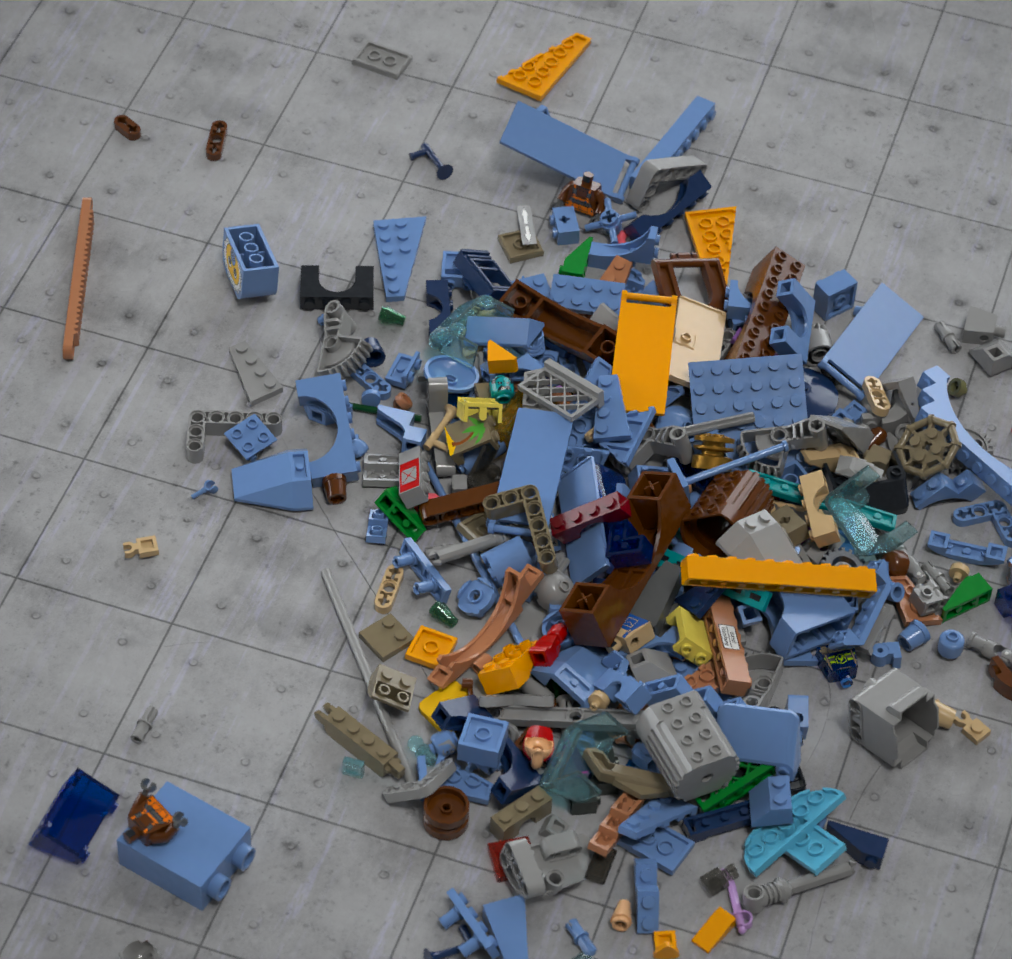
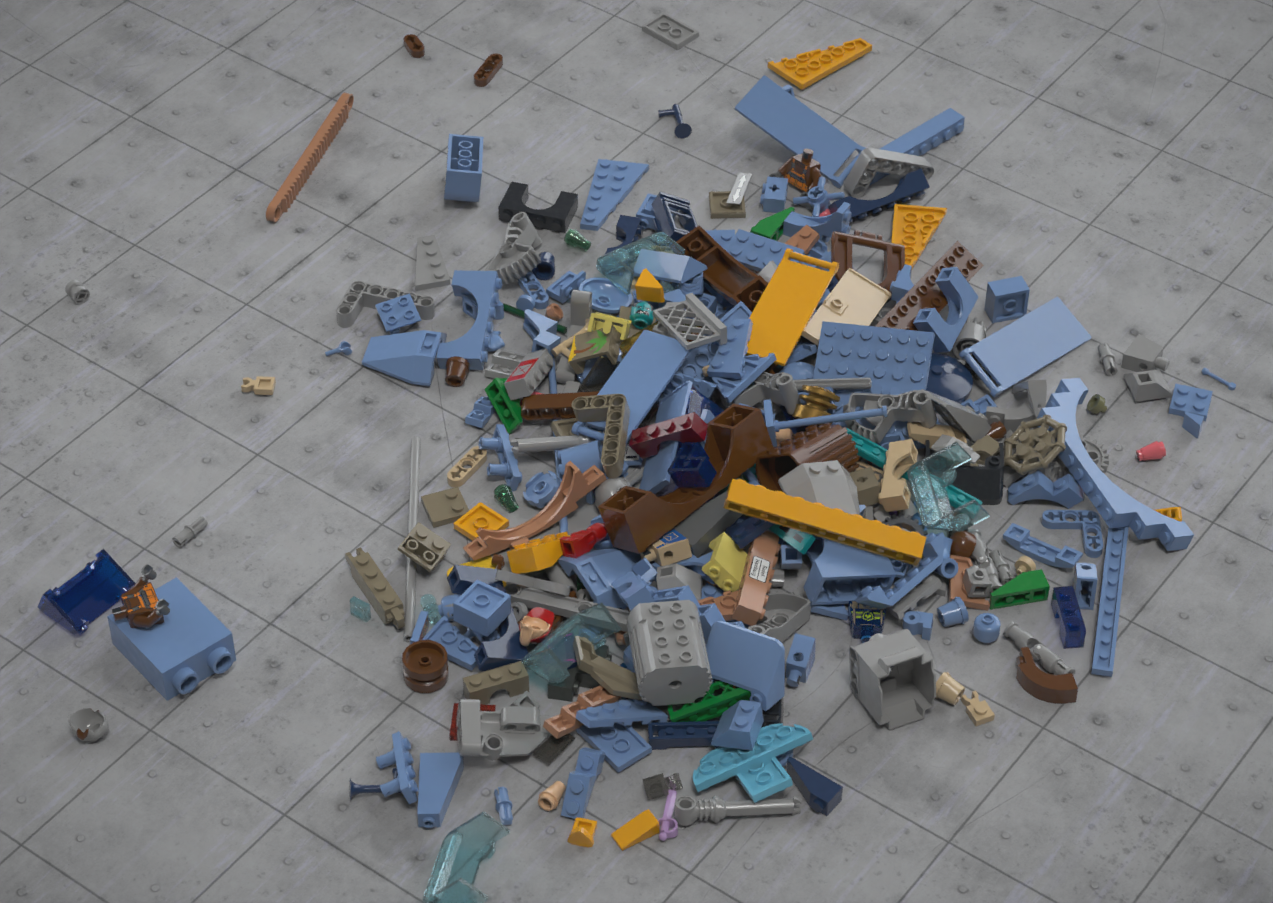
camera: 20 degrees right, 5 degrees down
(421, 788) = (413, 636): light grey beam -> none
(598, 700) = (610, 598): tan tile -> none
(879, 405) = (1007, 393): tan beam -> none

